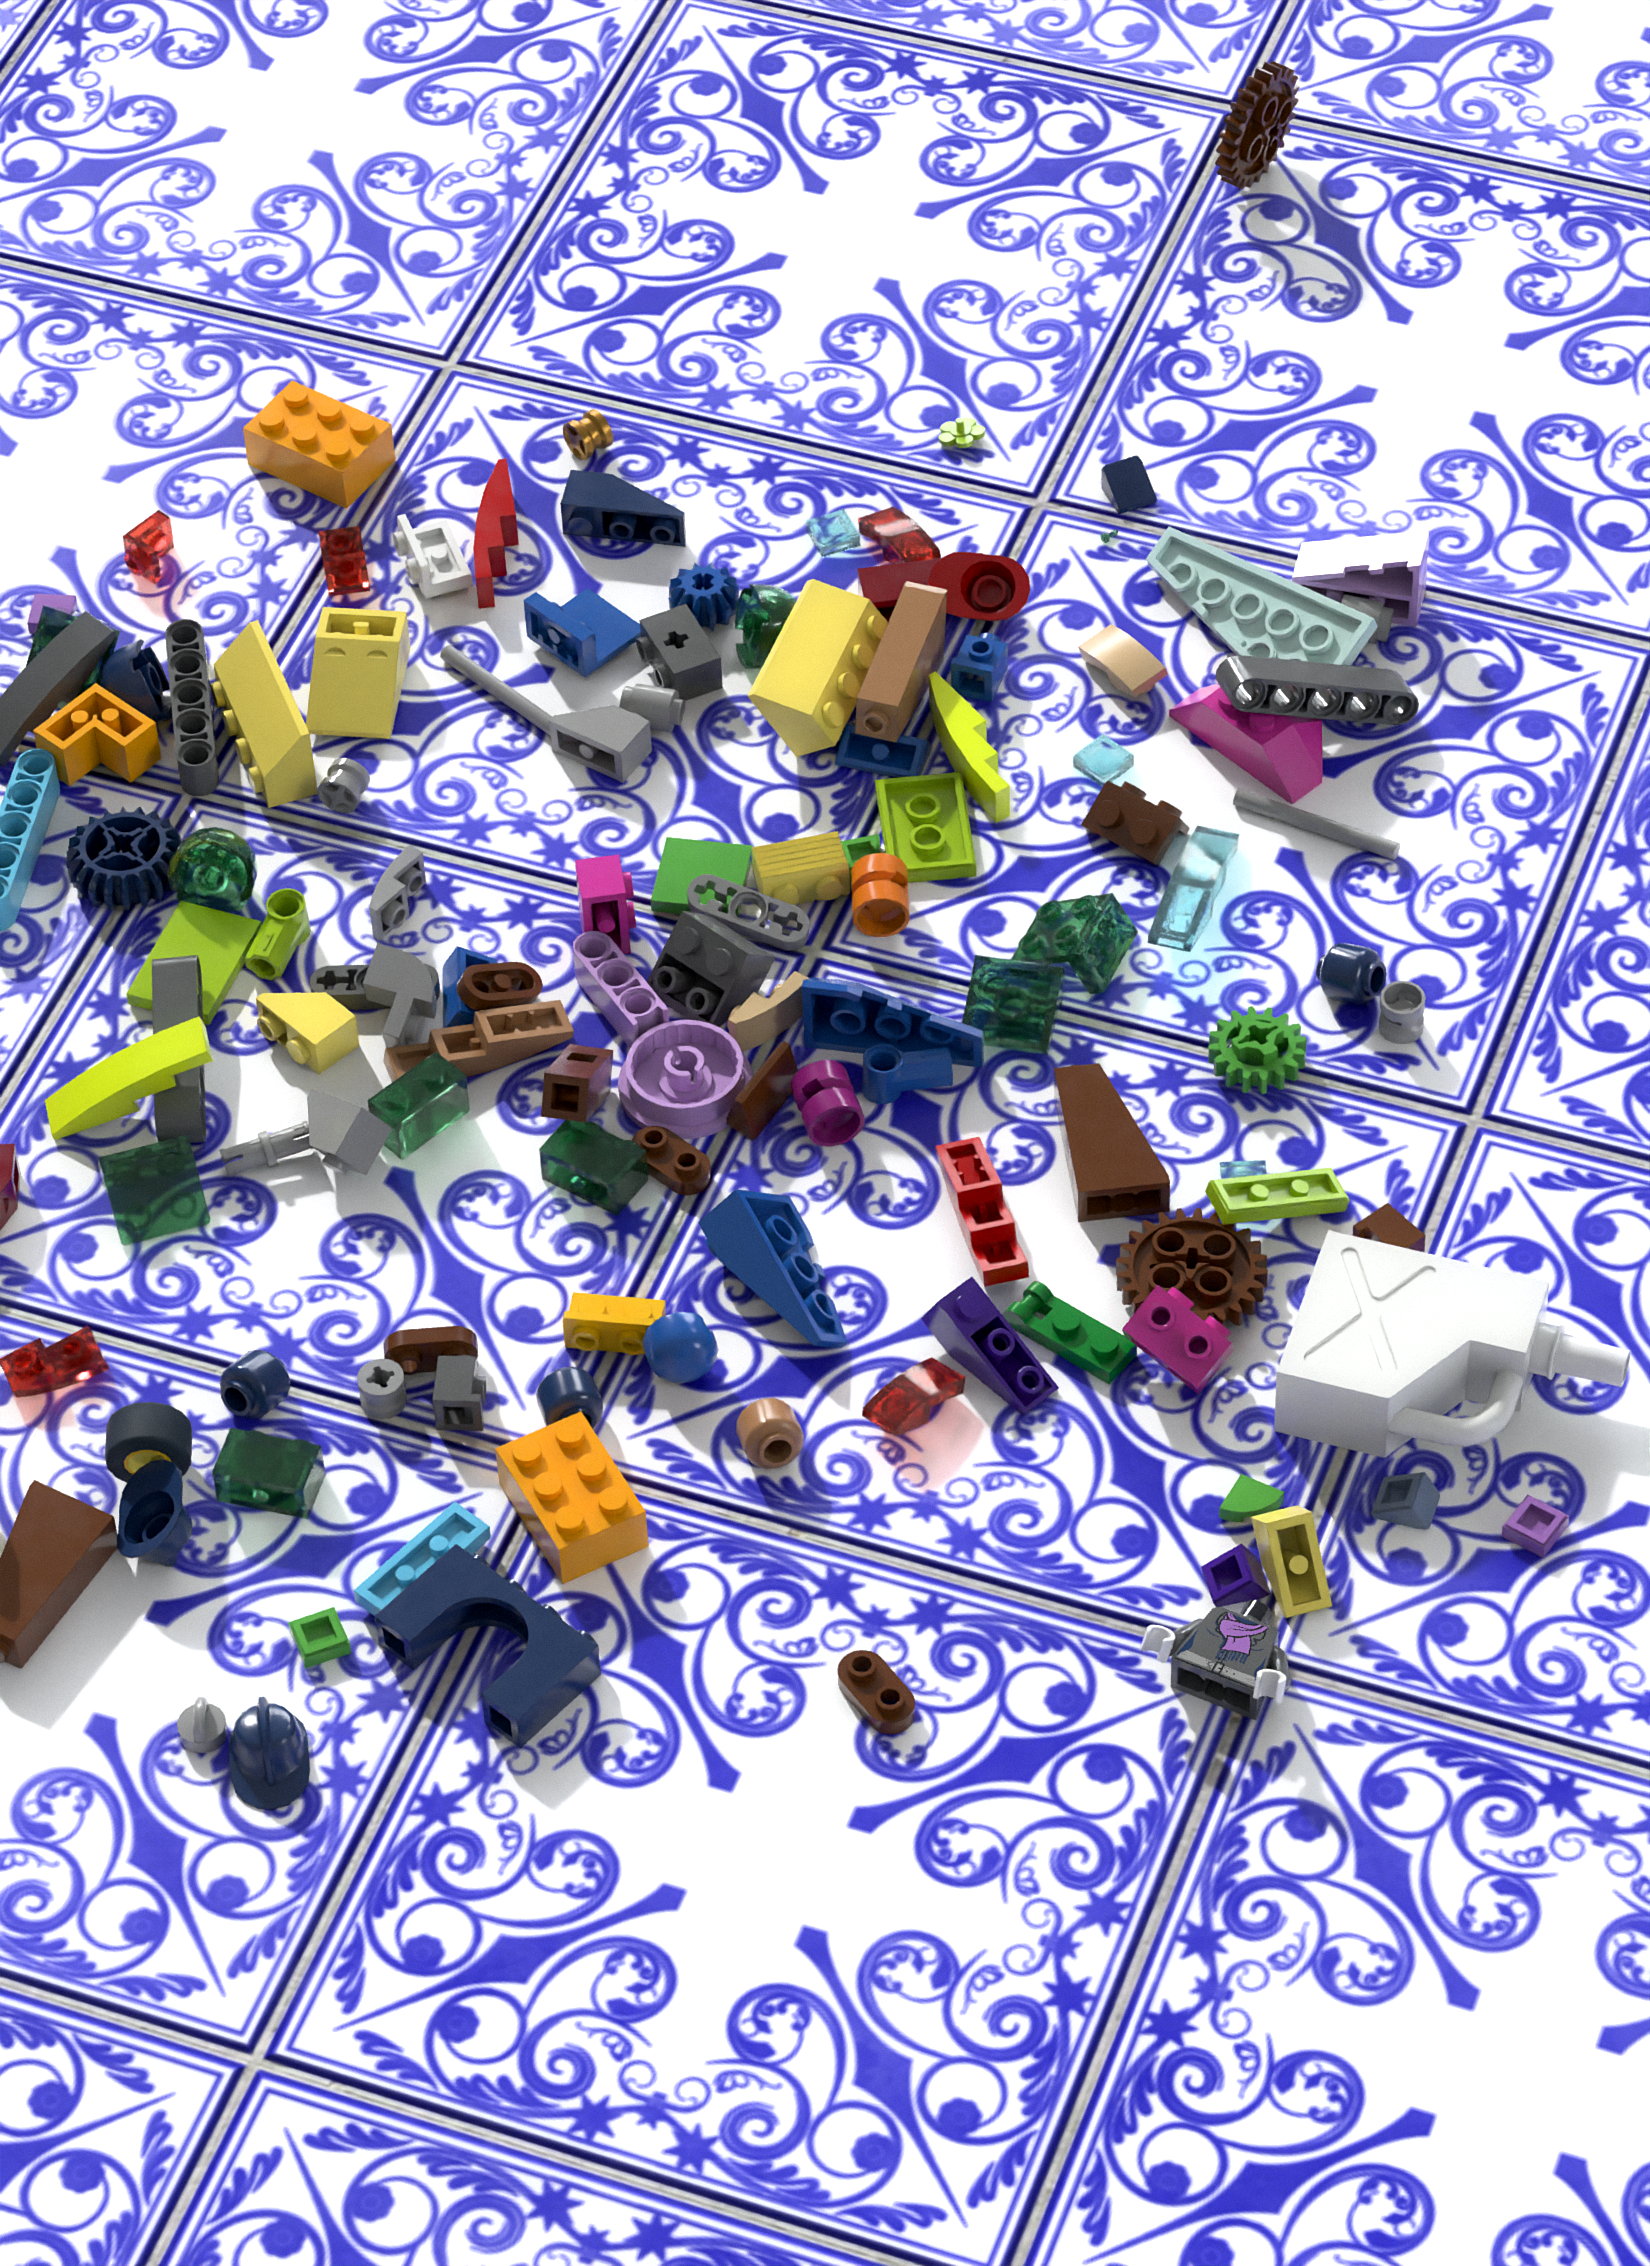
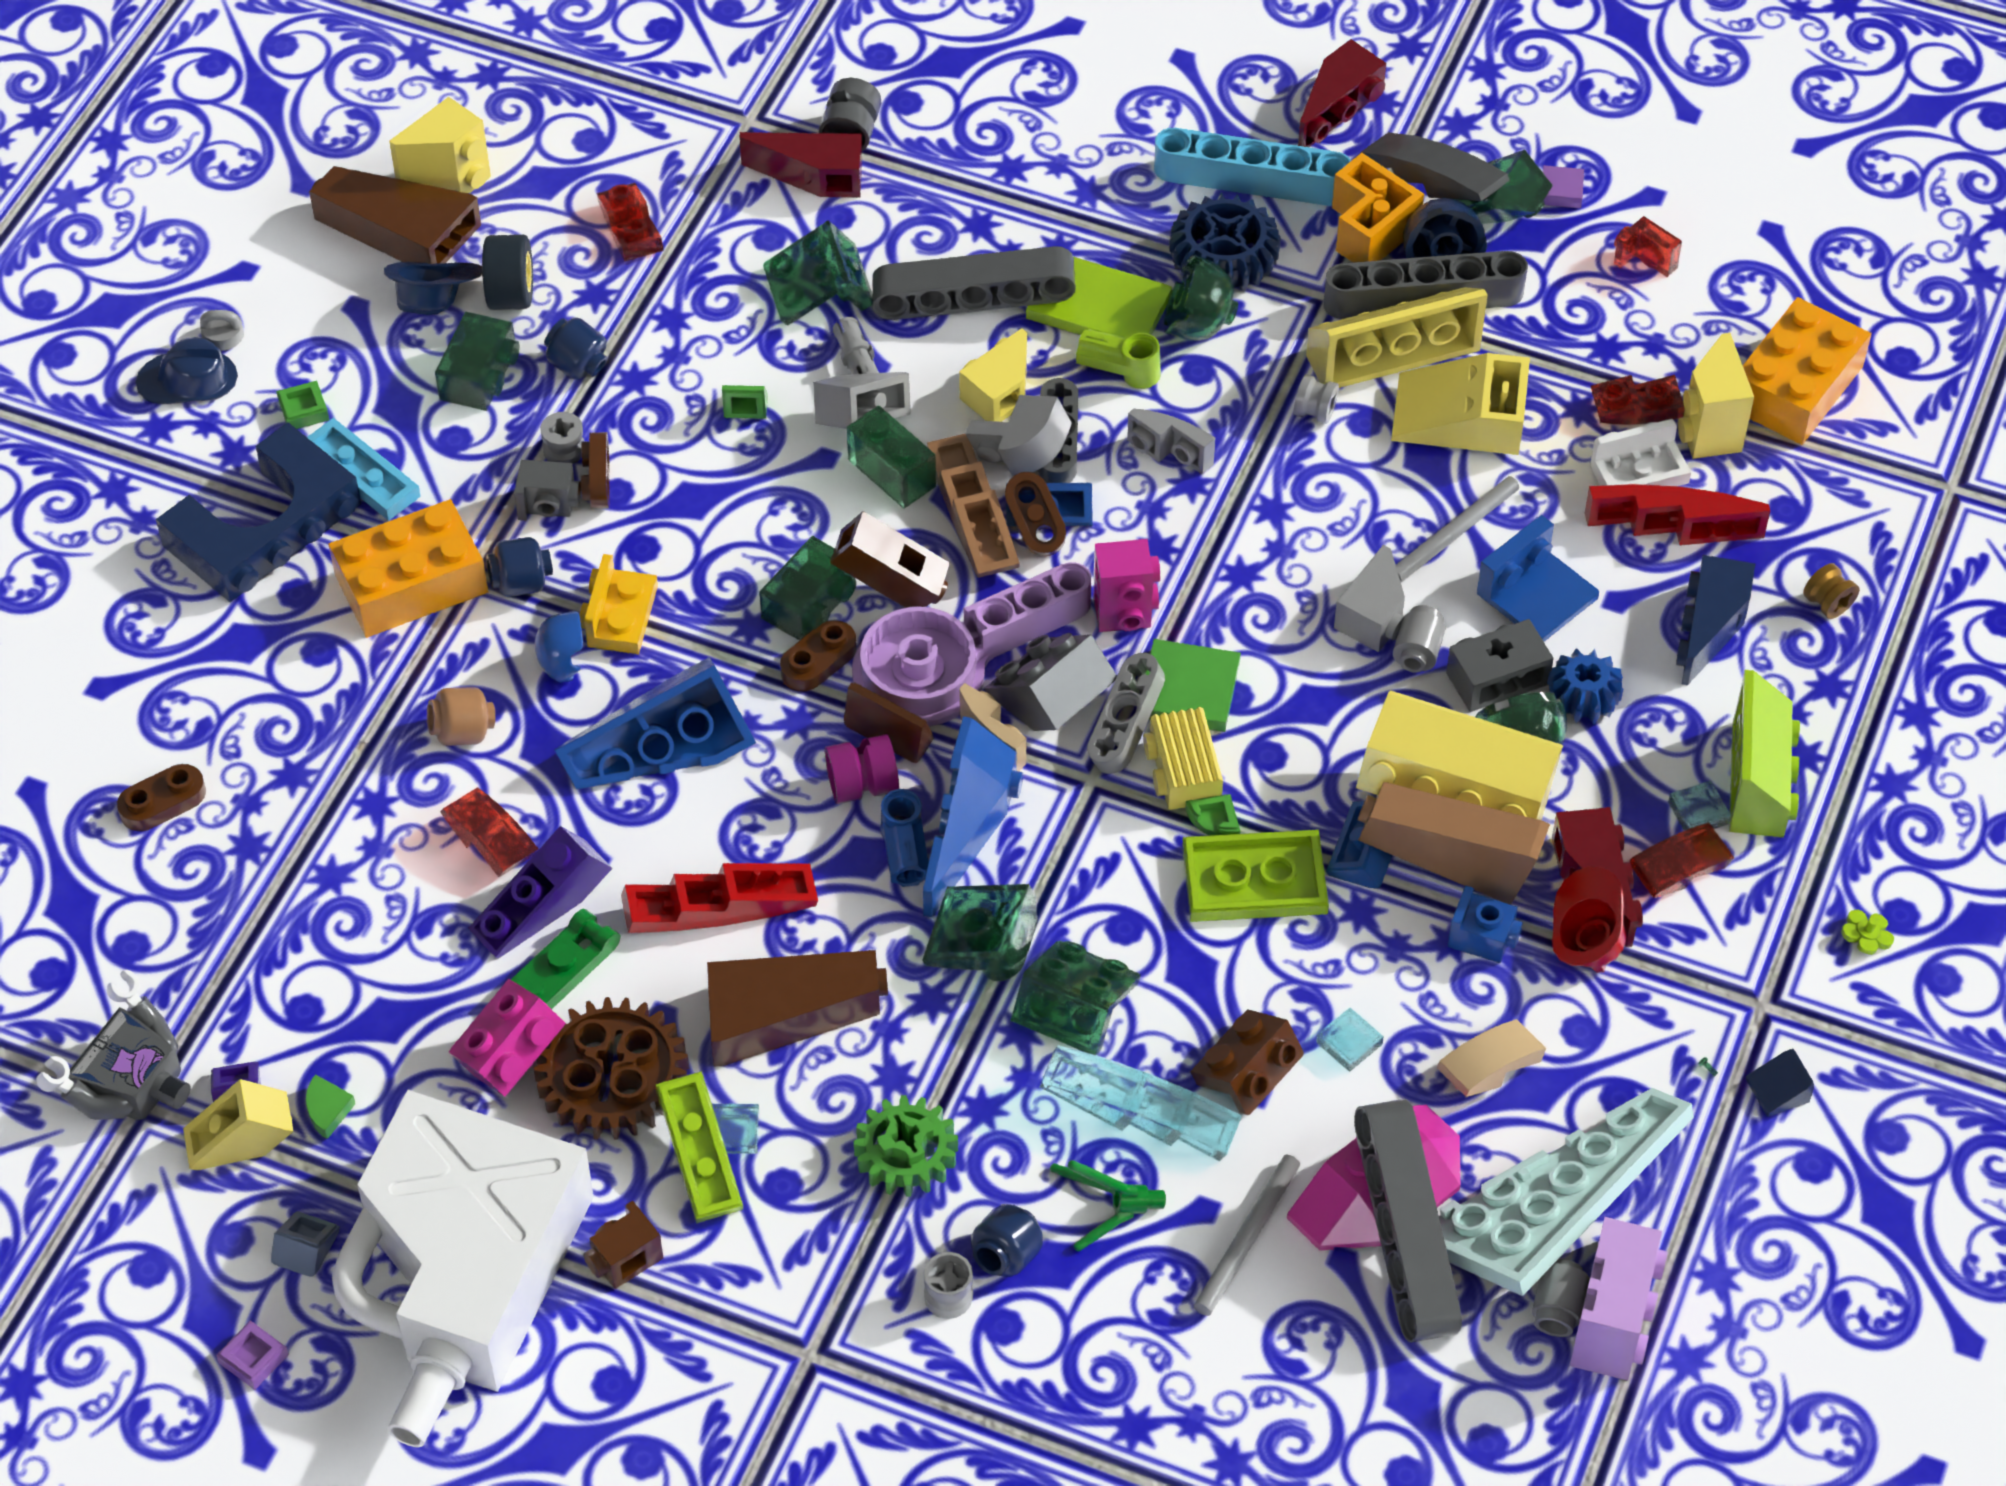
camera: 90 degrees right, 5 degrees up
(118, 1082) = (928, 243): neon yellow slope -> none
(326, 1239) = (744, 401): none -> bright green slope
(363, 488) = (1717, 403): none -> light yellow slope
(790, 482) = (1763, 760): none -> lime slope
(880, 895) = (1125, 825): orange wheel -> none
(966, 746) = (1372, 902): neon yellow slope -> none
(1293, 902) = (1127, 1198): none -> green plant

